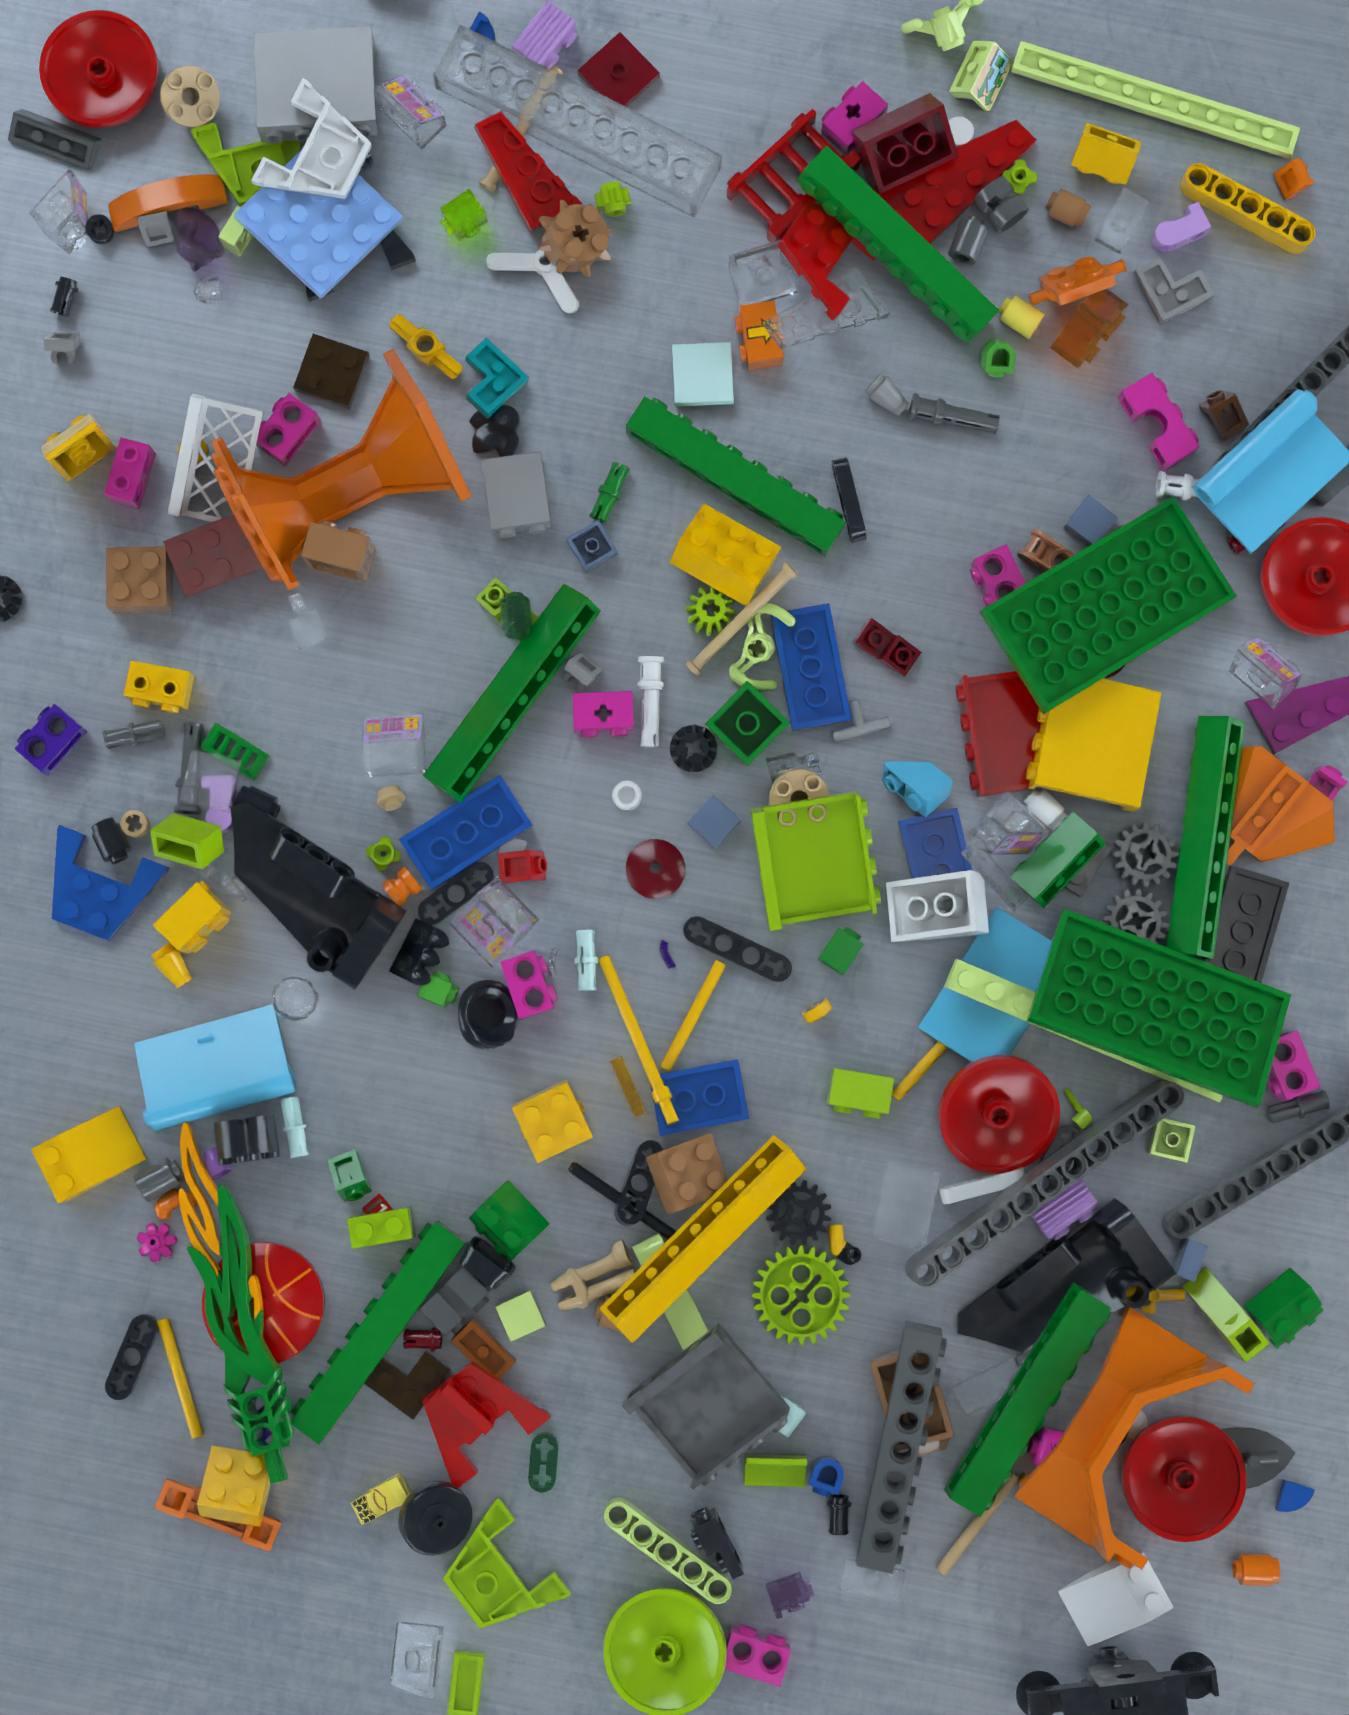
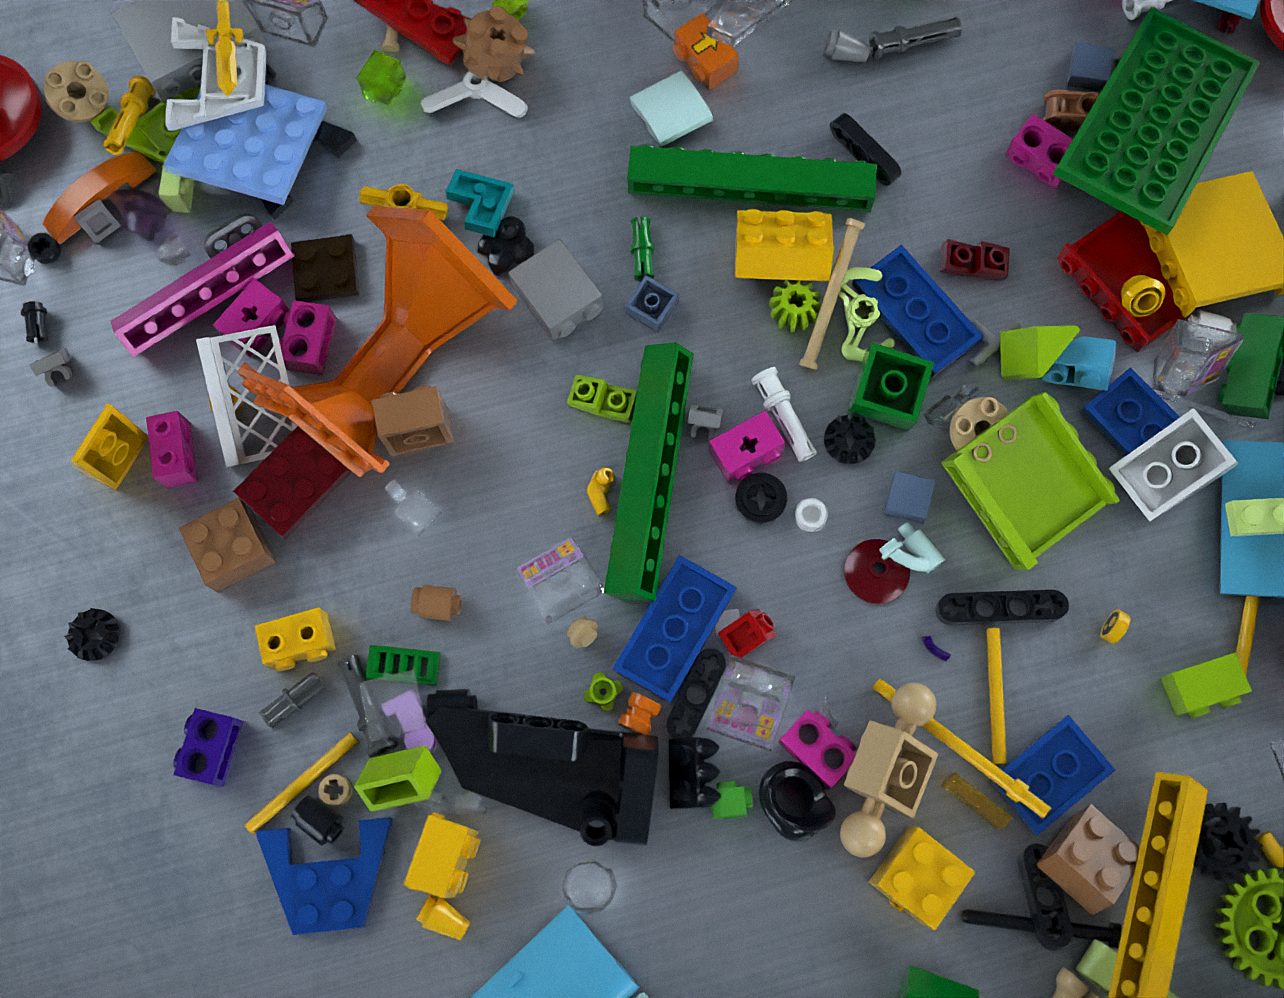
camera: 20 degrees left, 10 degrees down
(111, 804) = (301, 783): none -> yellow bar
(217, 341) = (201, 289): none -> dark pink brick
(233, 134) = (133, 106): none -> yellow pin
(258, 375) = (253, 303): none -> dark pink brick
(266, 305) = (230, 233): none -> dark grey plate
(285, 713) = (436, 602): none -> medium nougat brick
(334, 133) = (225, 48): none -> yellow sword
(463, 685) = (598, 488): none -> yellow arm
(516, 615) = (616, 395): clear green brick -> none
(571, 1028) = (889, 770): none -> tan brick
(586, 960) = (861, 693): light aqua pin -> none
(589, 747) = (772, 489): none -> black gear
(699, 868) = (923, 553): none -> light aqua plant
(841, 950) = (1103, 556): green brick -> none
(882, 752) = (1033, 350): none -> lime slope
(1000, 753) = (1142, 295): none -> yellow cone

